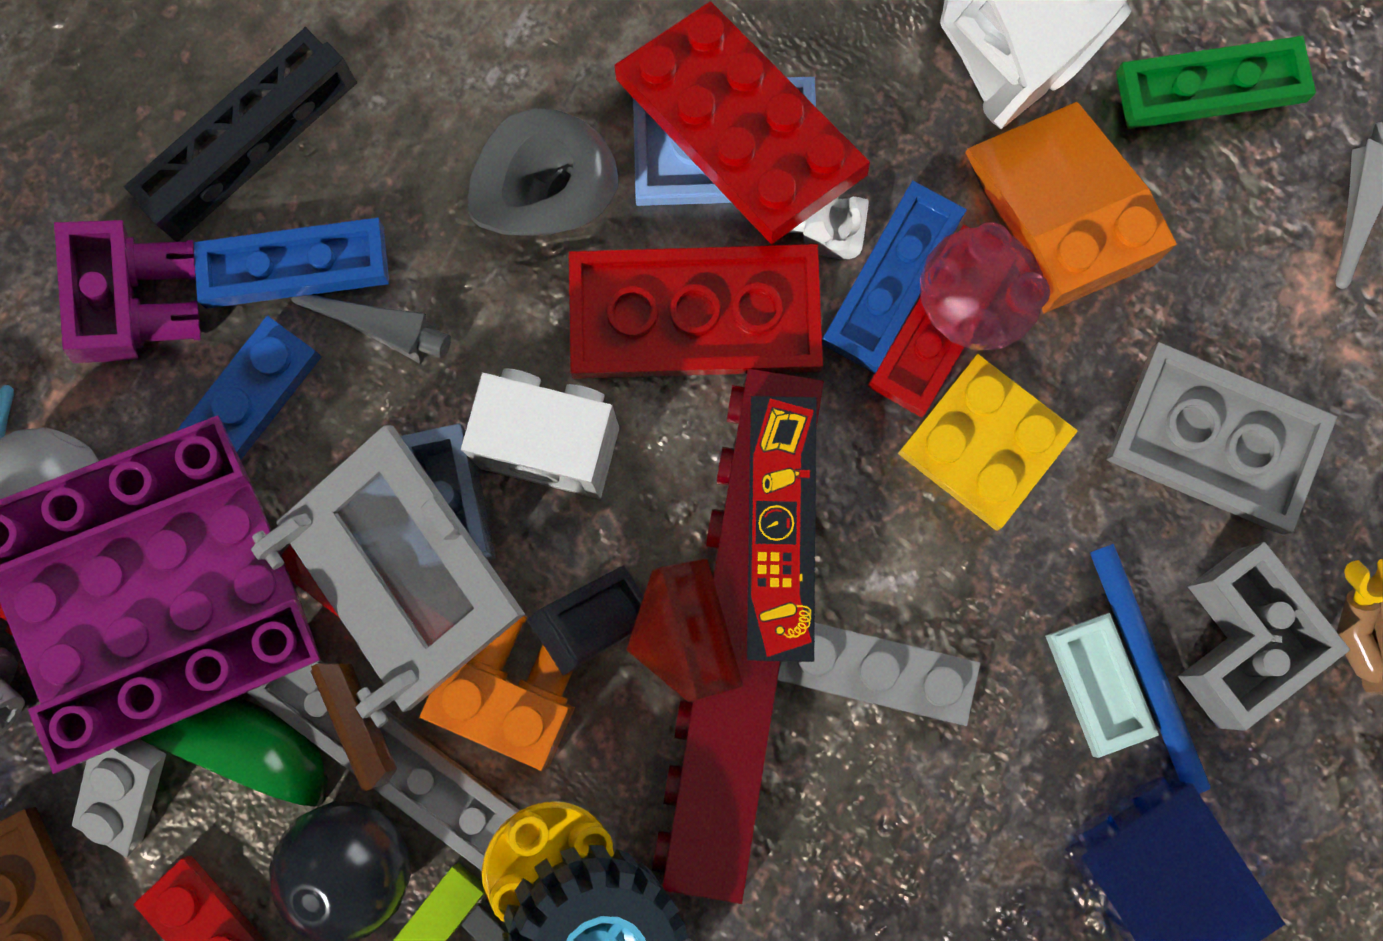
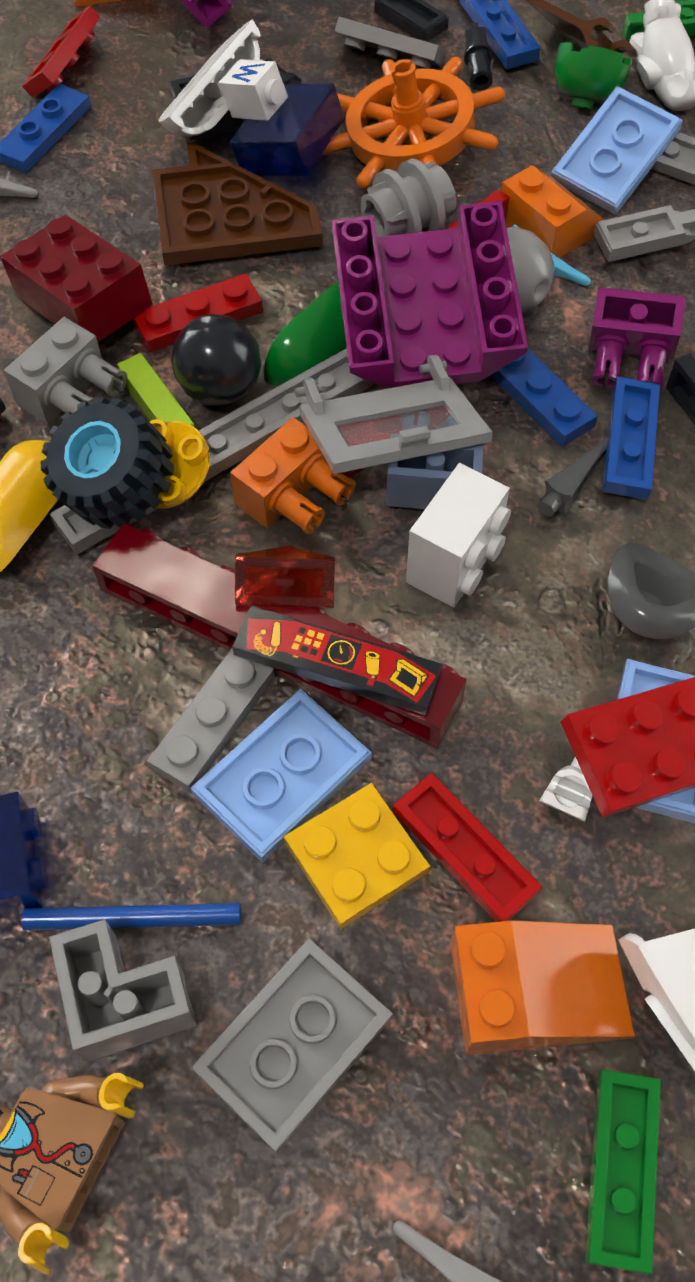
camera: 105 degrees right, 20 degrees down
(119, 795) = (308, 272): light grey plate -> none
(359, 736) = (279, 384): reddish brown tile -> none
(589, 619) = (319, 526): black tile -> none
(694, 311) = (525, 675): red plate -> none
(891, 277) = (517, 823): blue plate -> none
(920, 561) = (281, 774): none -> light blue tile
(983, 288) = (480, 872): clear pink dish -> none
(1102, 685) = (135, 875): light aqua tile -> none

